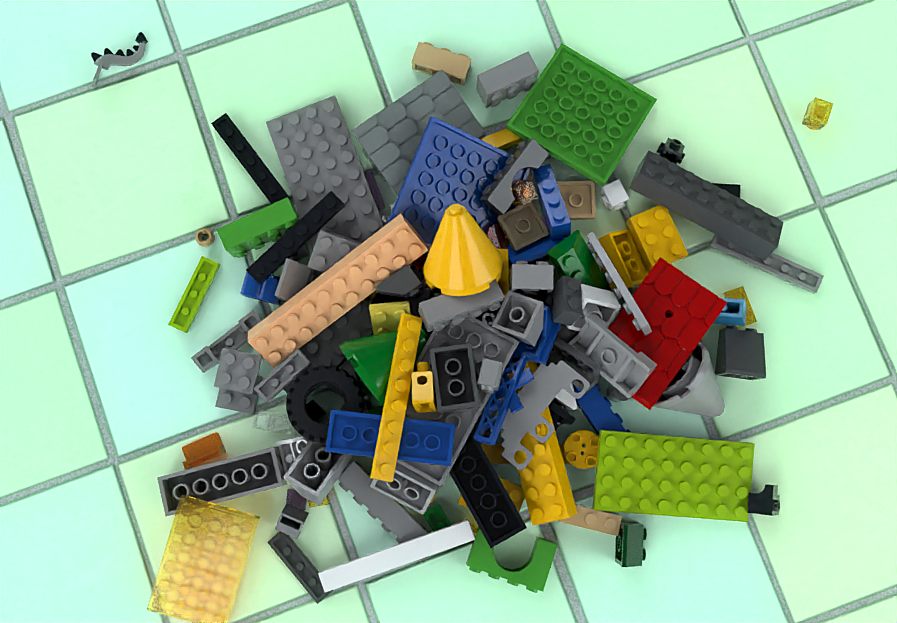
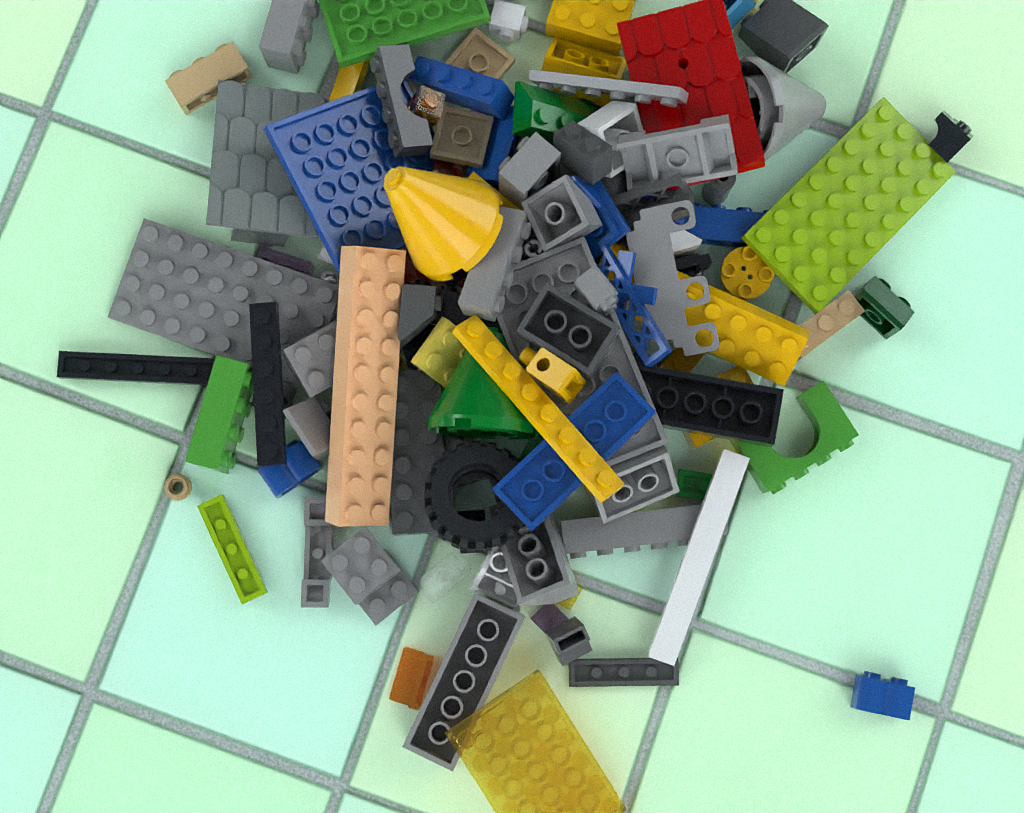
camera: 50 degrees left, 0 degrees up
(282, 376) = (406, 520): light grey tile -> none

